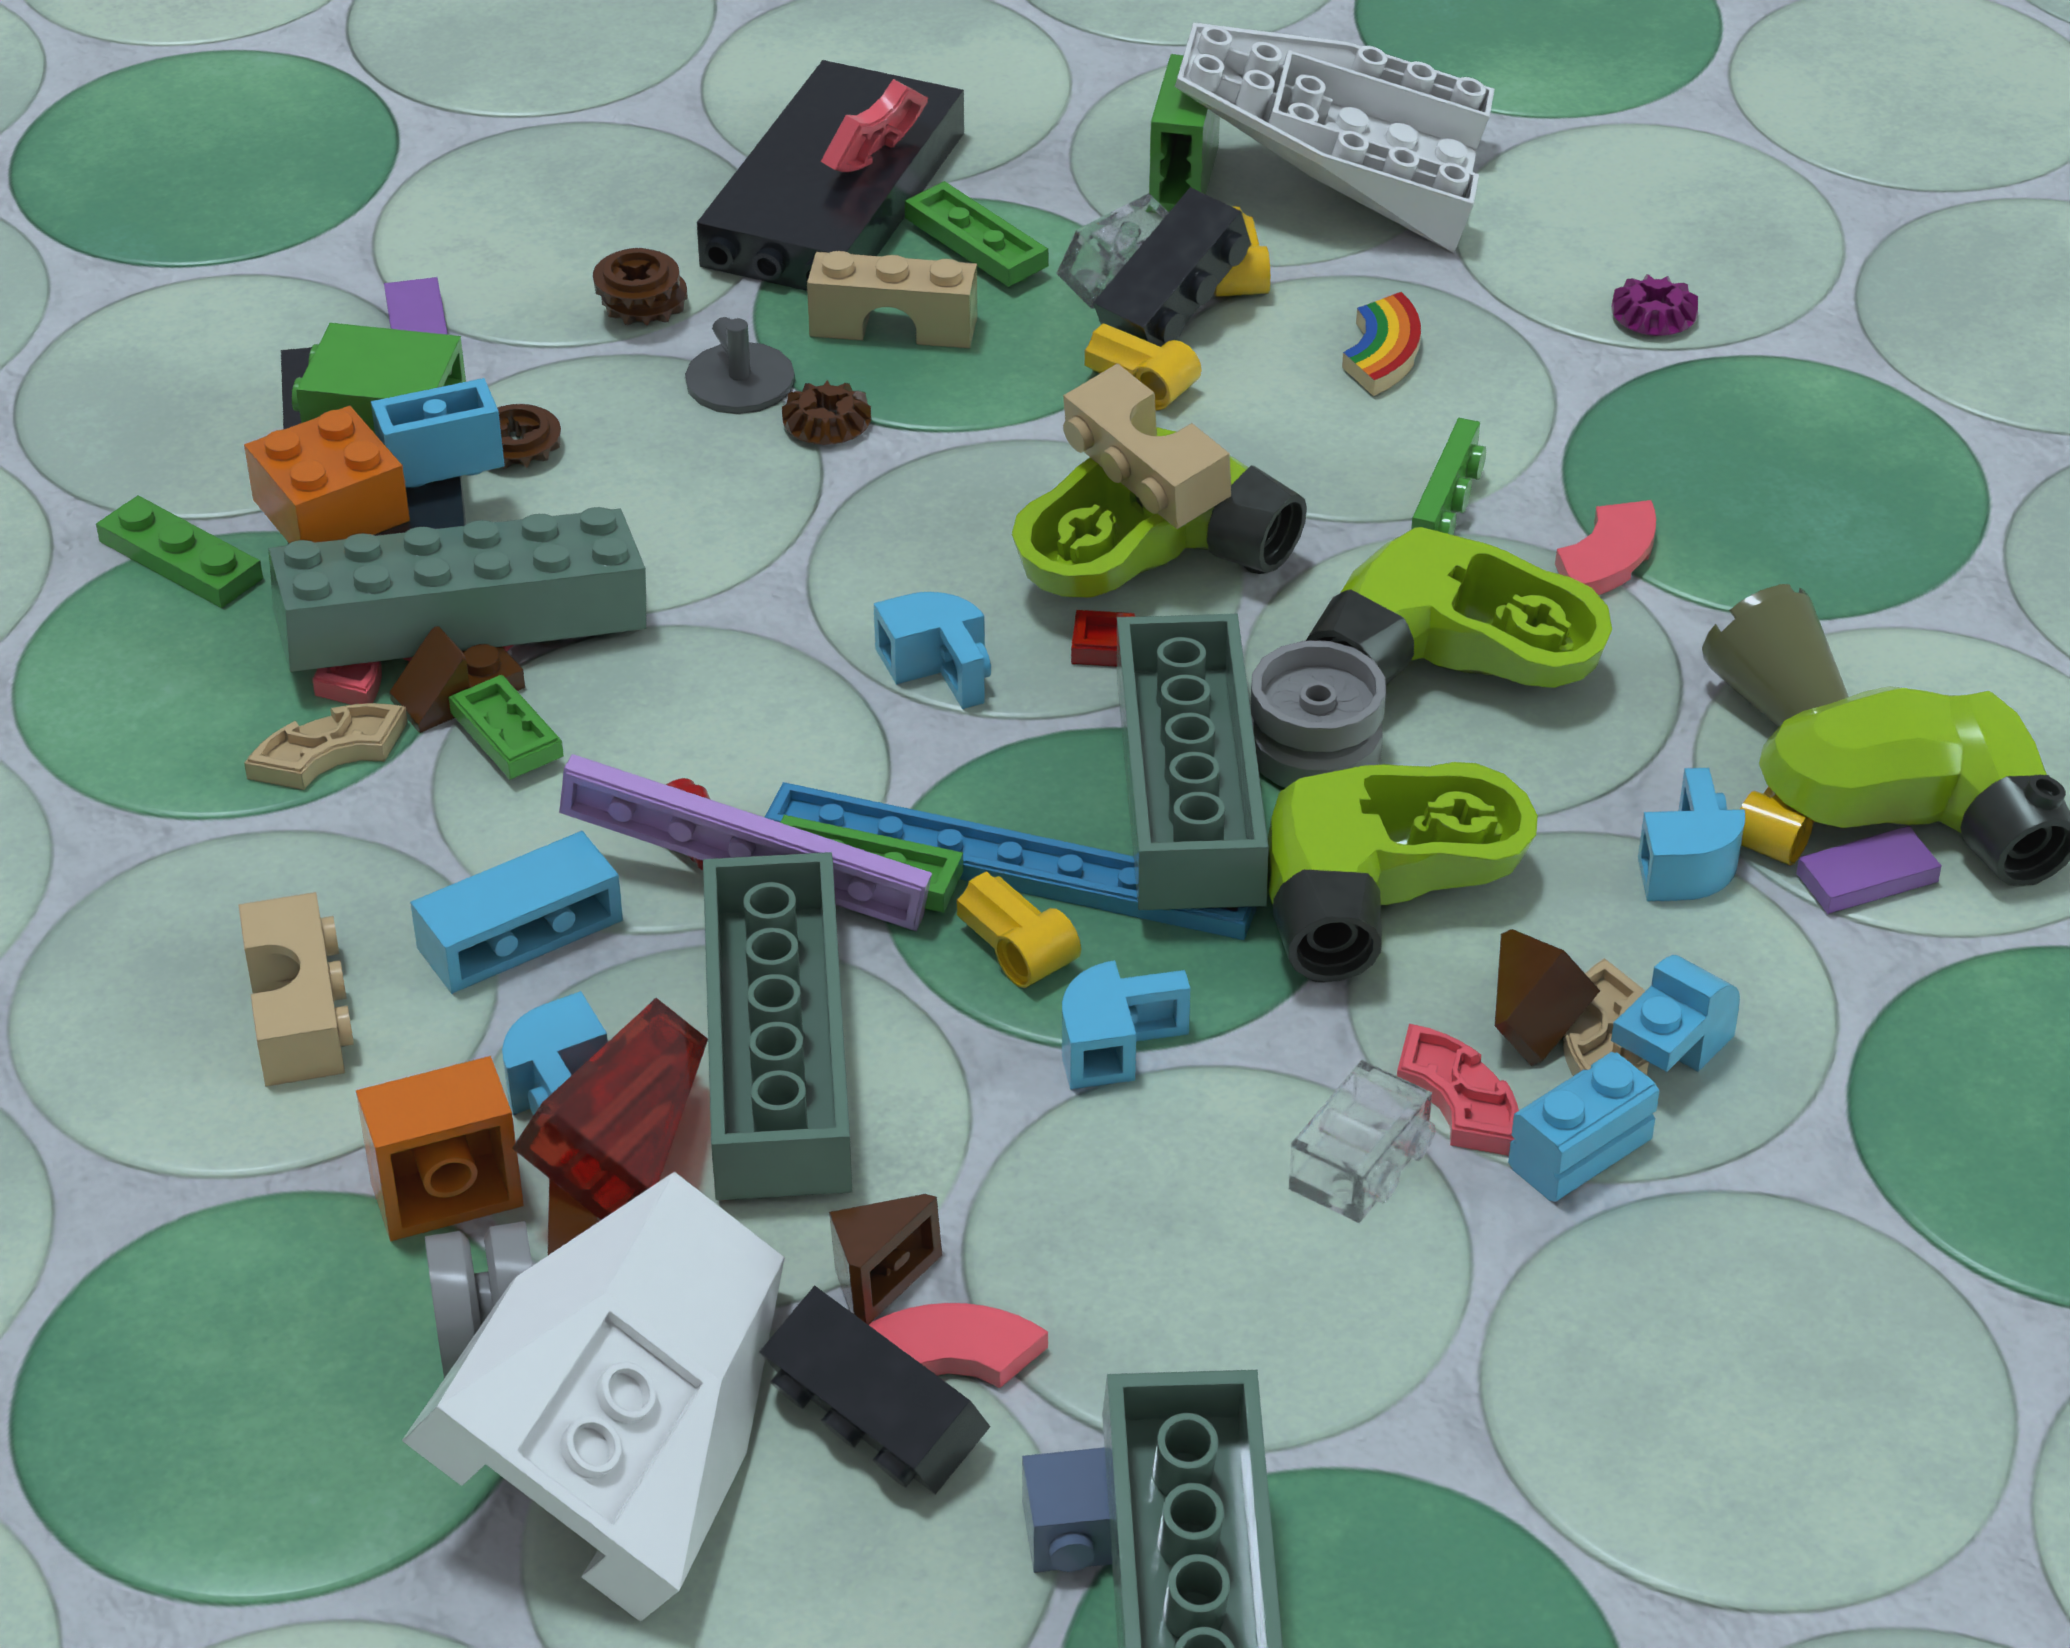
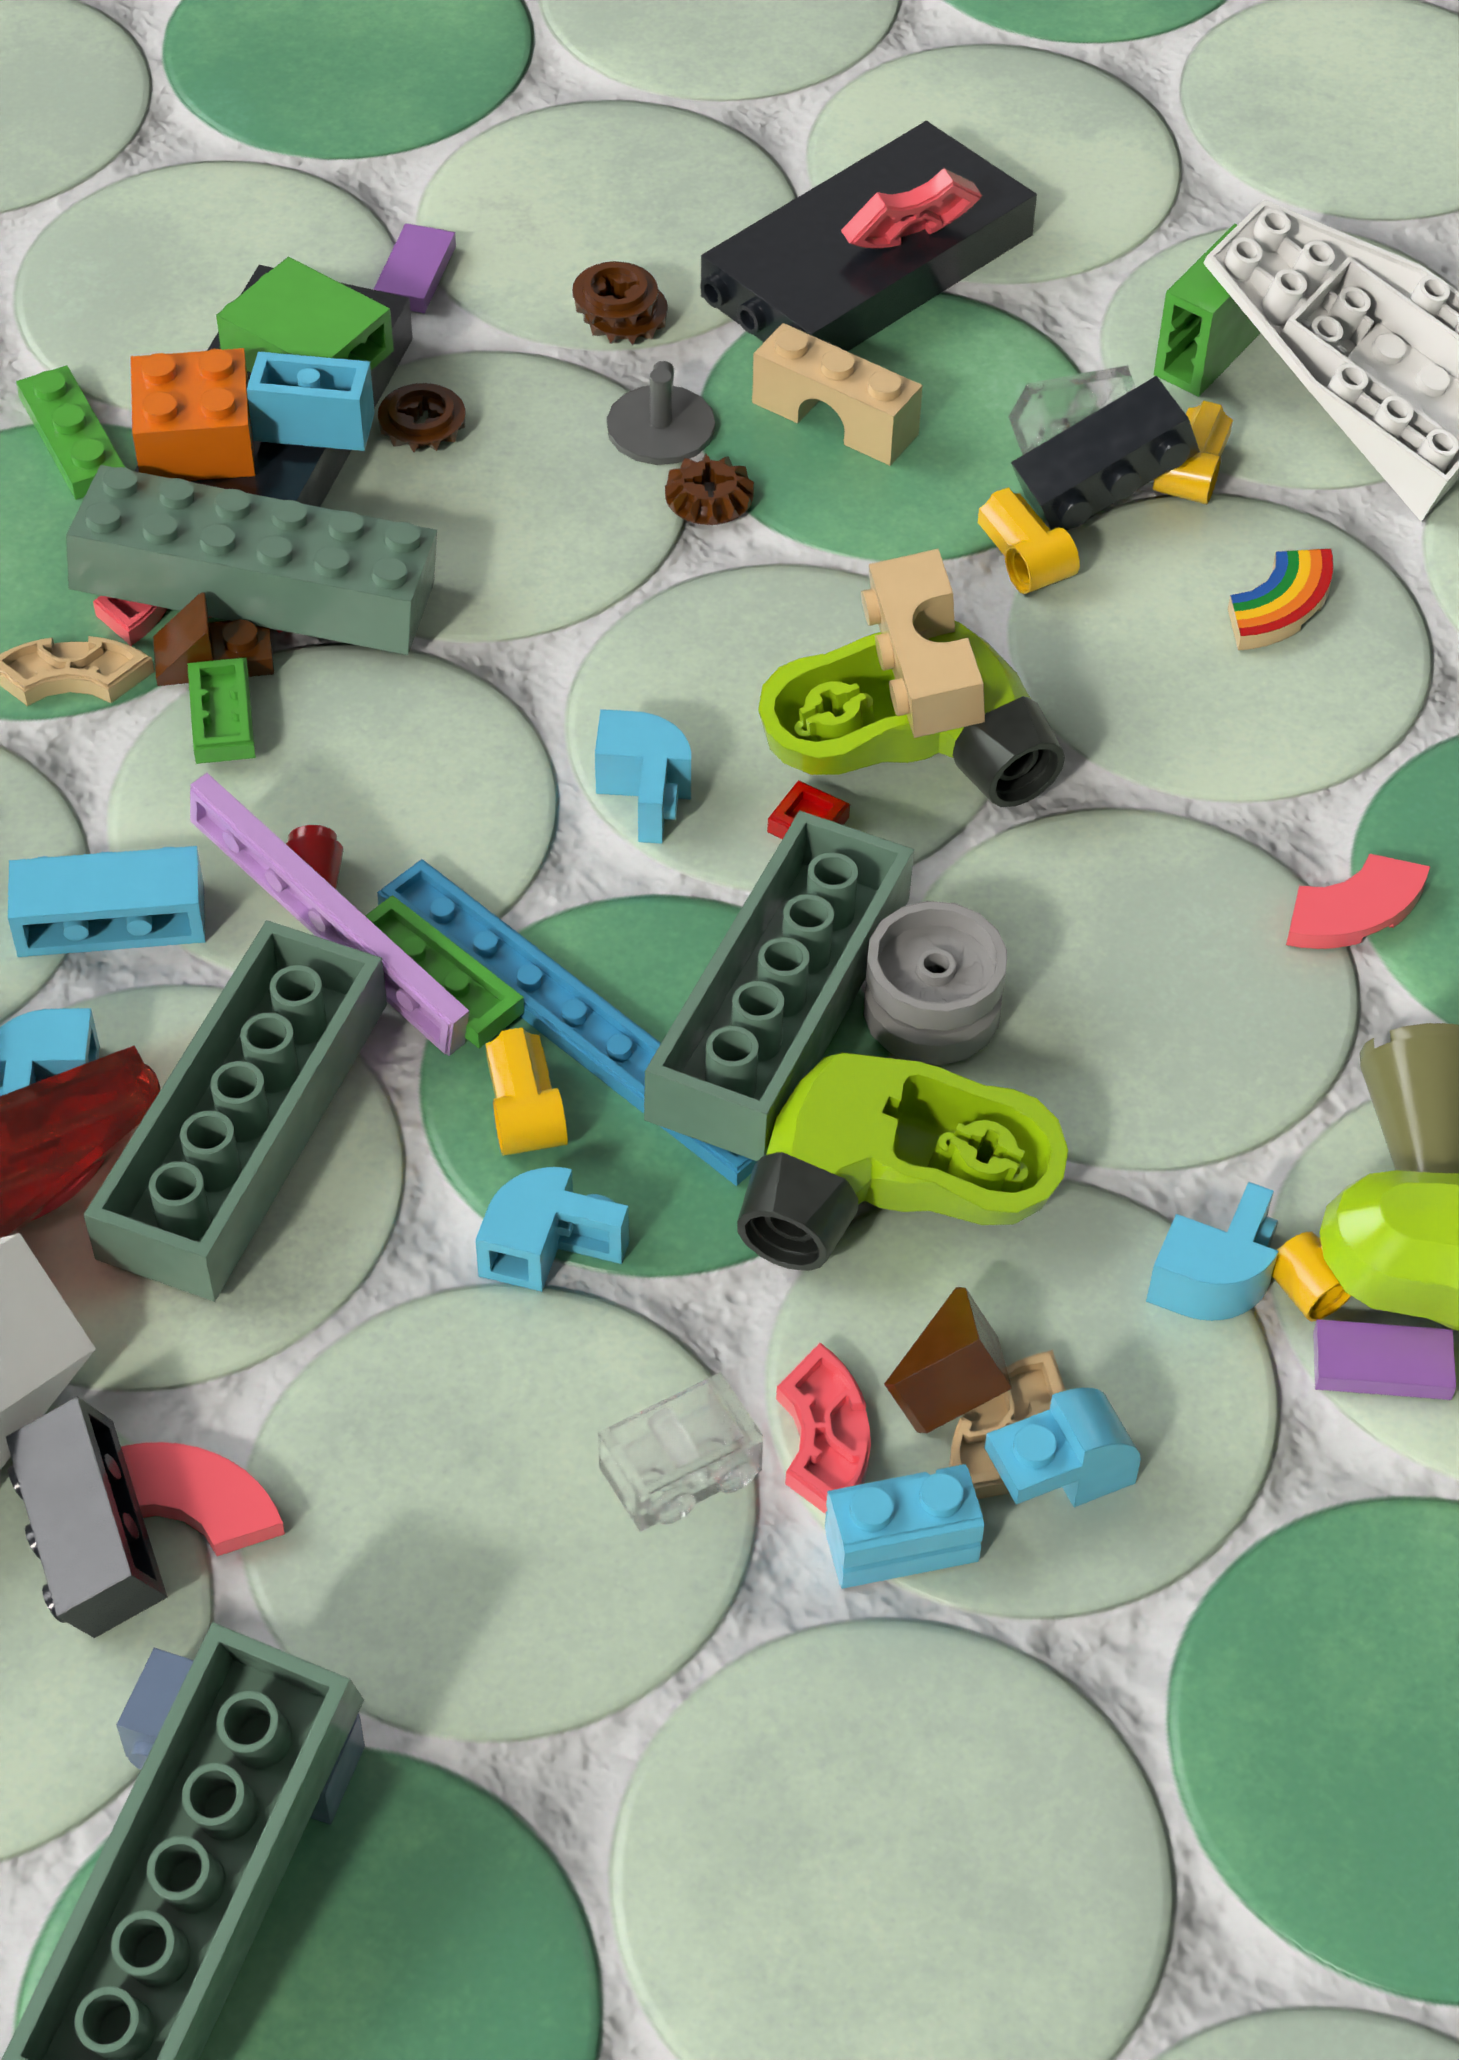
camera: 25 degrees right, 10 degrees up
(884, 1250) = (183, 1379): reddish brown slope -> none
(976, 233) = (964, 348): bright green plate -> none
(1450, 481) = (1227, 784): bright green plate -> none
(1467, 612) = (1144, 923): lime piece -> none

